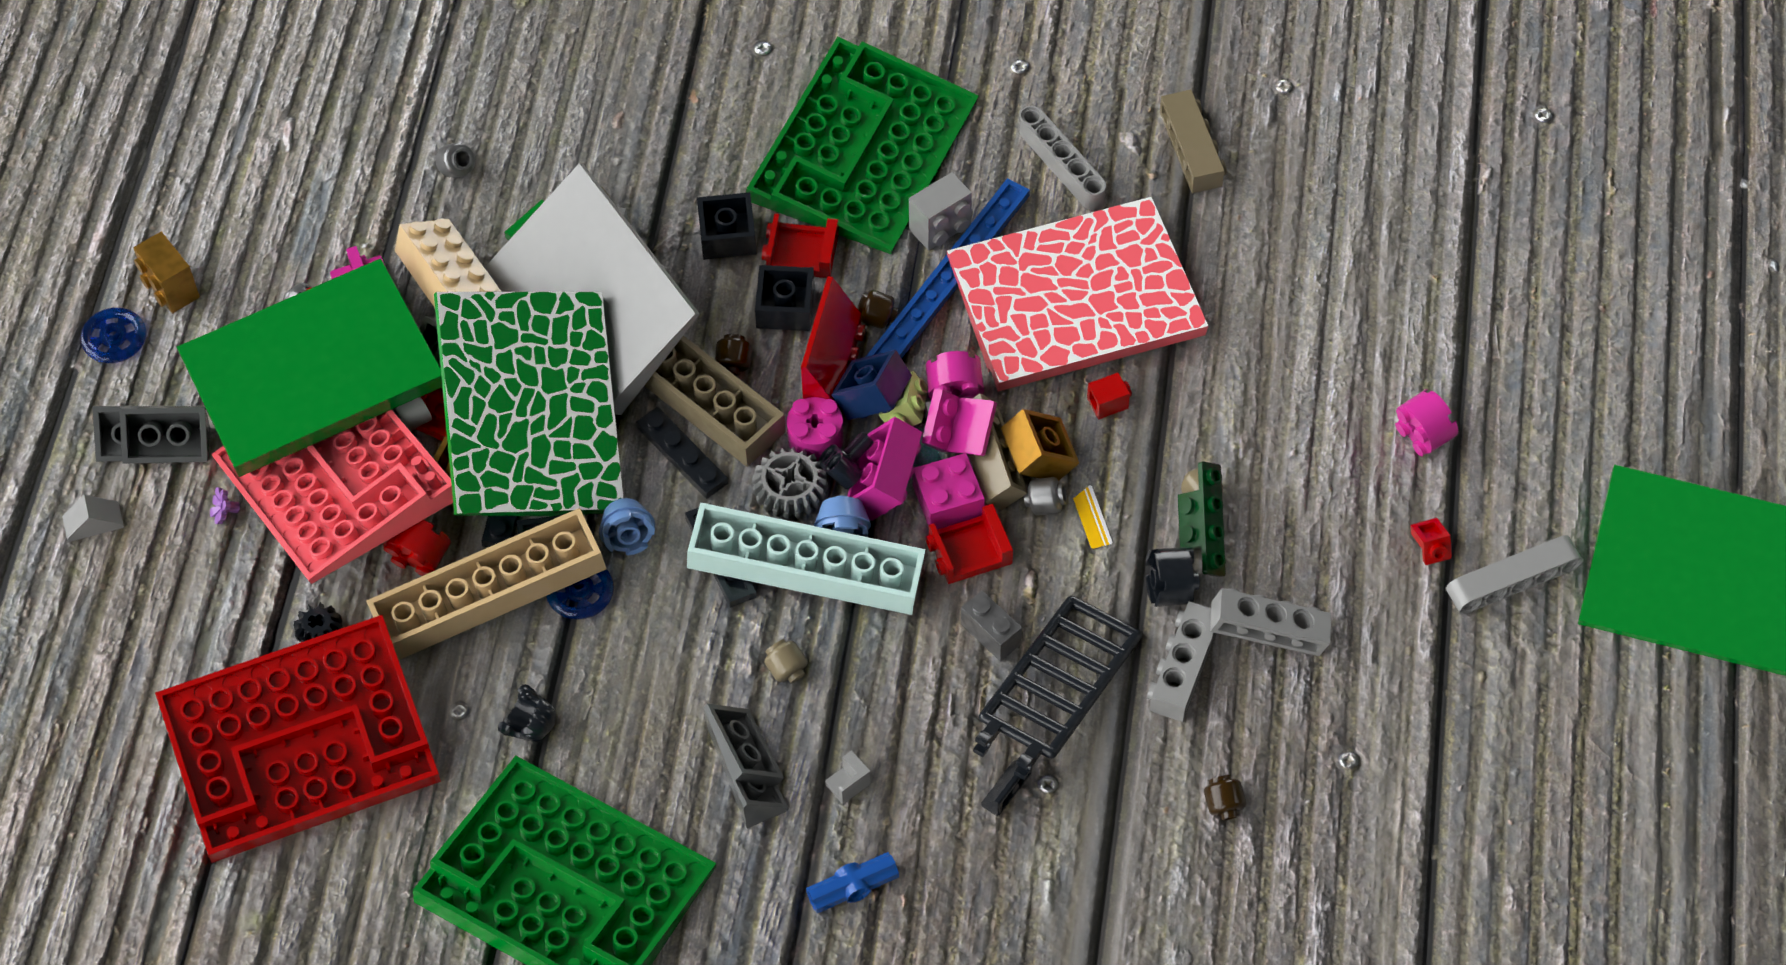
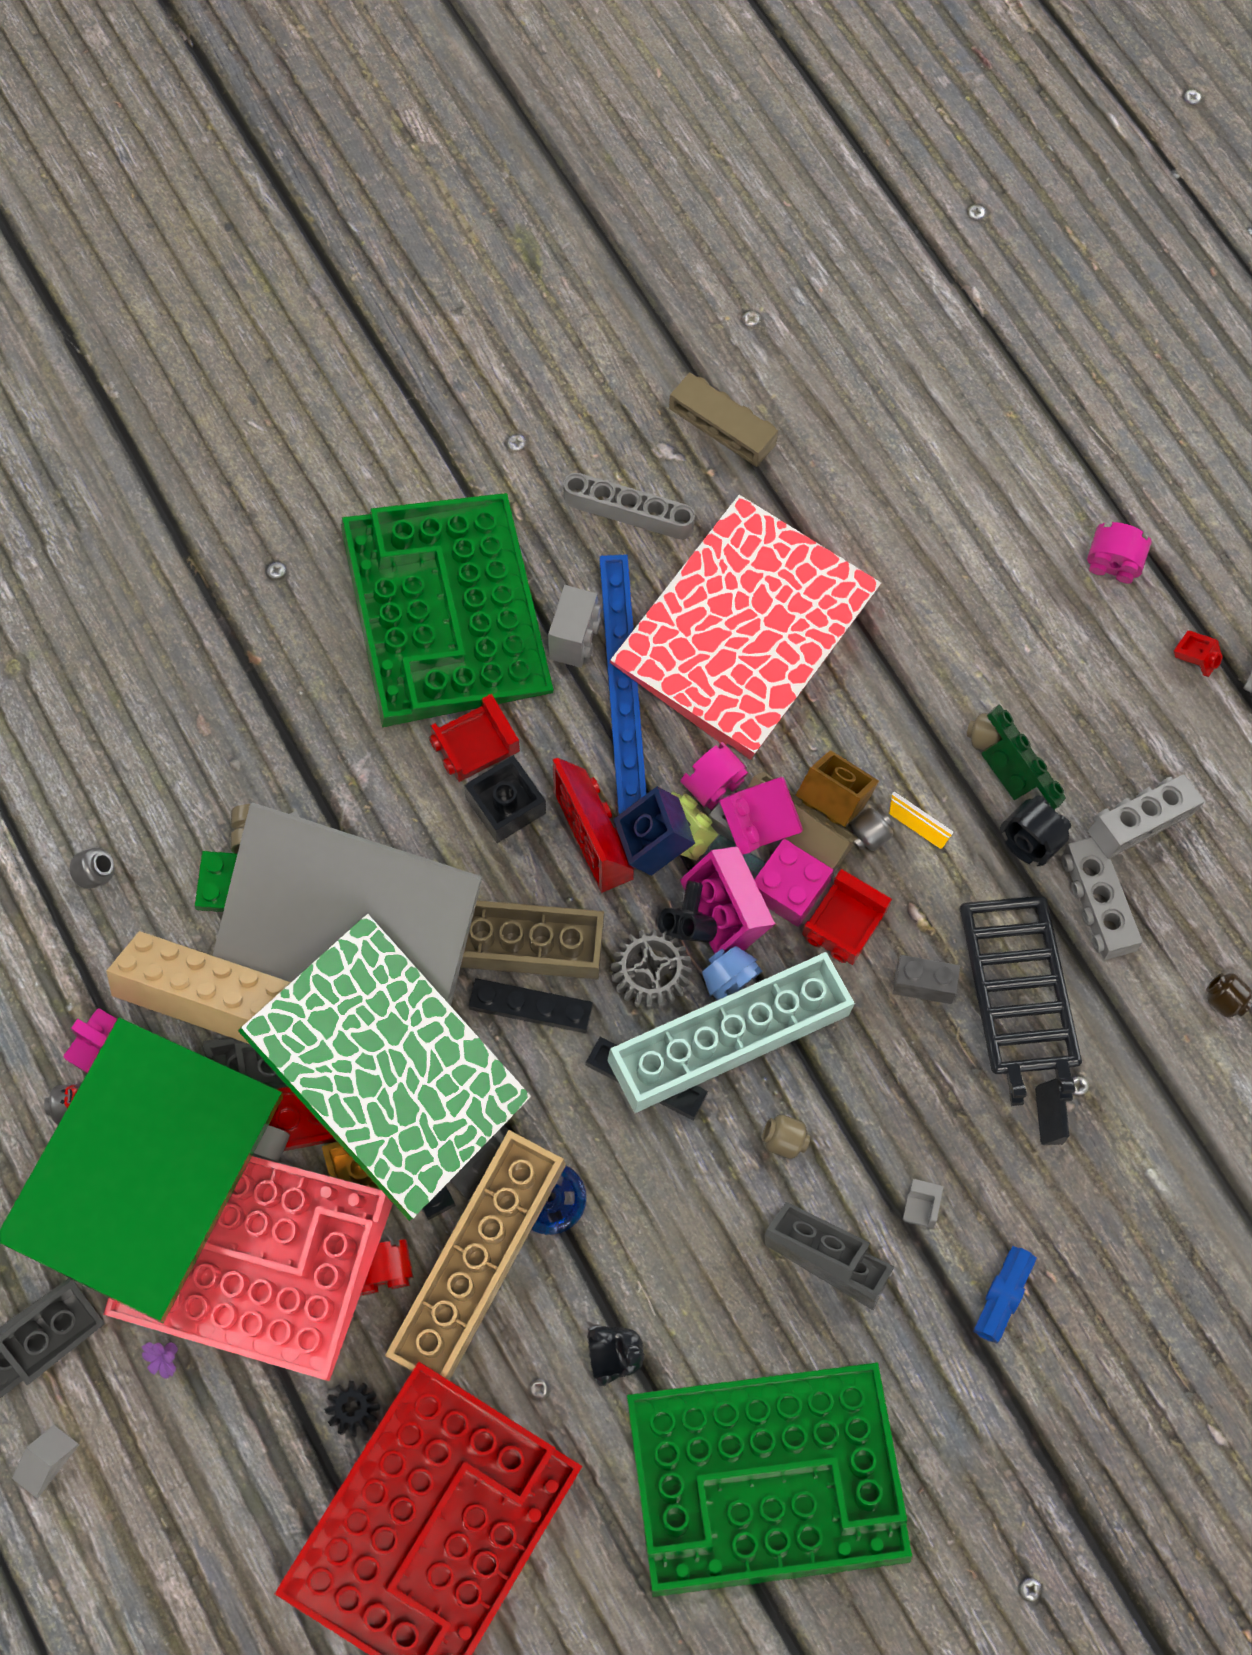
camera: 40 degrees left, 10 degrees up
(626, 526) = (549, 1112): medium blue cone -> none
(726, 226) = (396, 765): black brick -> none
(733, 353) = (502, 883): dark brown head -> none
(814, 425) = (635, 888): dark pink brick -> none
(877, 309) = (590, 753): dark brown head -> none
(1109, 395) = (847, 701): red brick -> none

